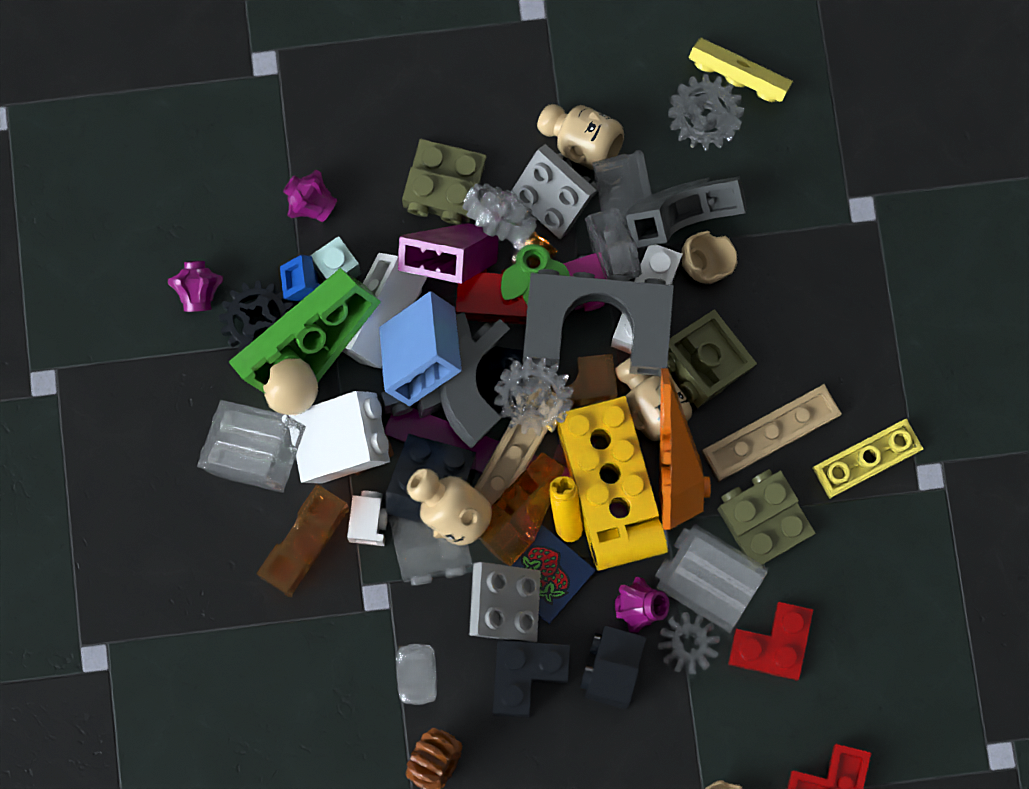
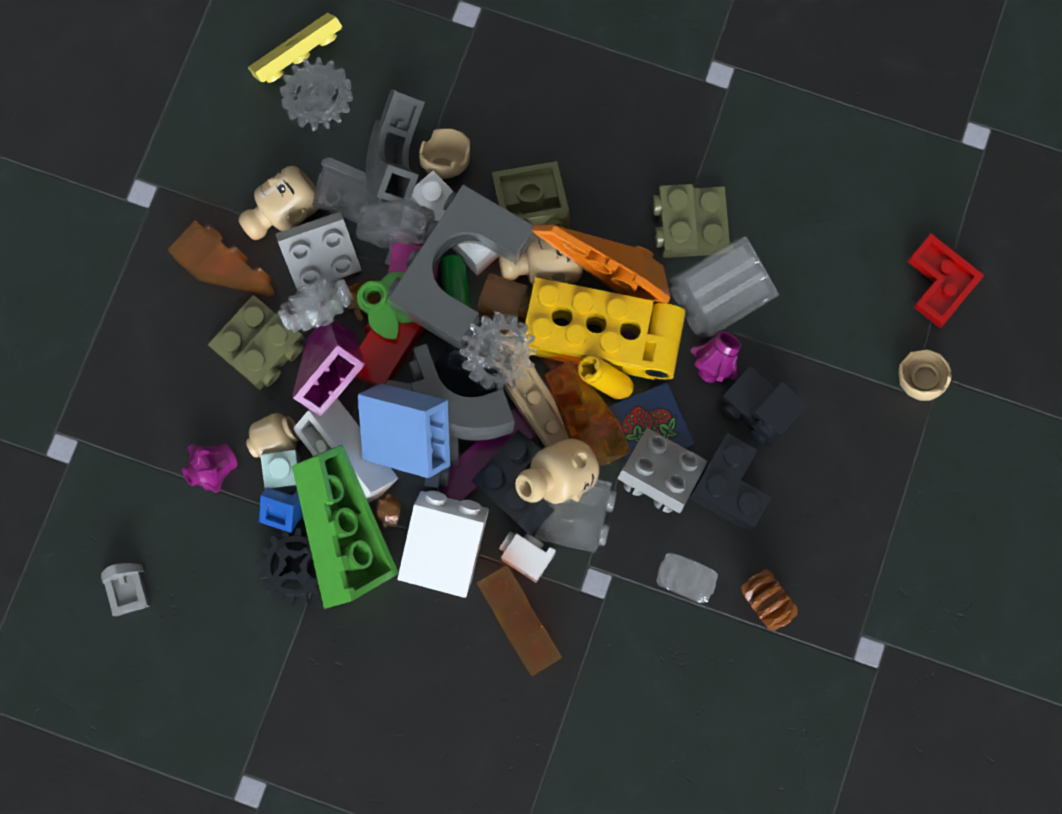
camera: 65 degrees left, 0 degrees up
(167, 183) = (125, 588): none -> light grey tile
(195, 286) = (236, 607): magenta rock -> none
(251, 446) = (410, 626): clear brick -> none
(291, 387) = (379, 562): tan hair -> none
(347, 375) = (388, 511): none -> clear orange plate
(364, 238) = (272, 435): none -> tan head
(498, 99) = (212, 262): none -> clear orange slope
(586, 331) = (454, 278): none -> green piece
(677, 646) = (773, 346): clear gear -> none
(771, 433) = (620, 180): tan tile -> none
(780, 652) = (808, 264): red plate -> none
(850, 468) = (681, 131): light yellow tile -> none

